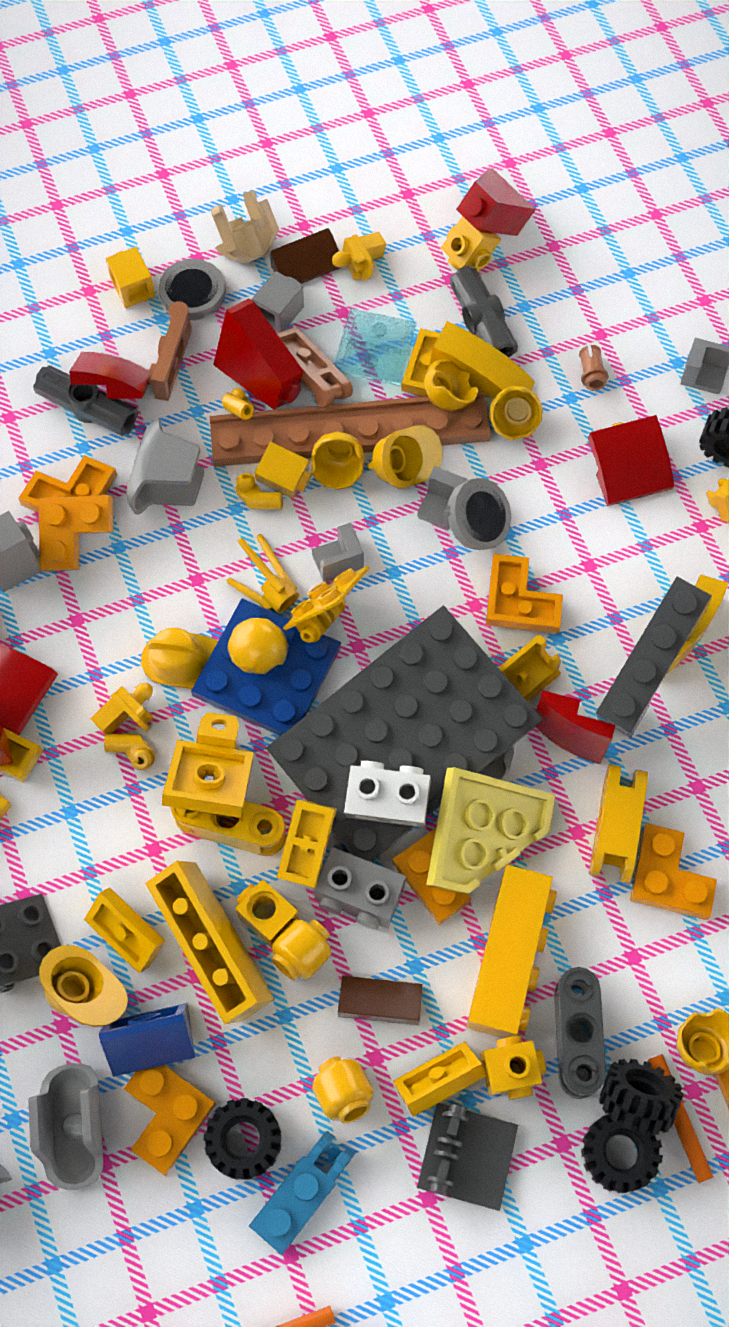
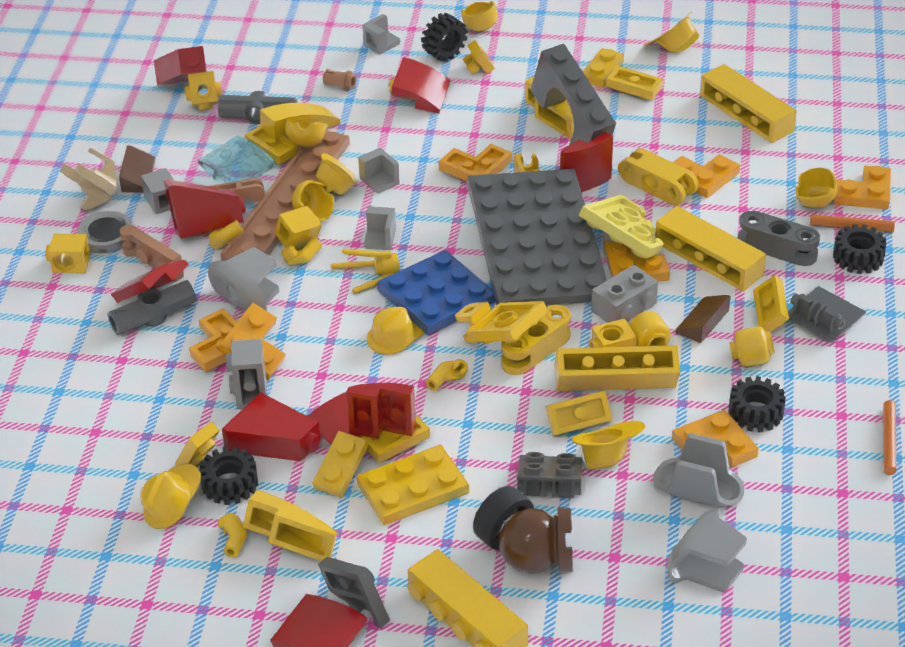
camera: 60 degrees left, 25 degrees down
(122, 706) = (416, 360): yellow piece -> none
(148, 1040) = (664, 418): blue slope -> none
(257, 646) = (424, 275): yellow hair -> none
(299, 1197) = (806, 393): dark azure hinge -> none
(306, 843) = (582, 297): yellow hinge -> none
(324, 605) = (415, 236): yellow hinge -> none
(359, 253) = (160, 143): yellow piece -> none
(388, 794) = (578, 246): white brick -> none
(479, 514) = (410, 156): tile -> none
(502, 1079) = (786, 265): yellow brick -> none
(515, 412) = (345, 116): yellow hair -> none
(641, 1096) = (834, 219): black tyre -> none

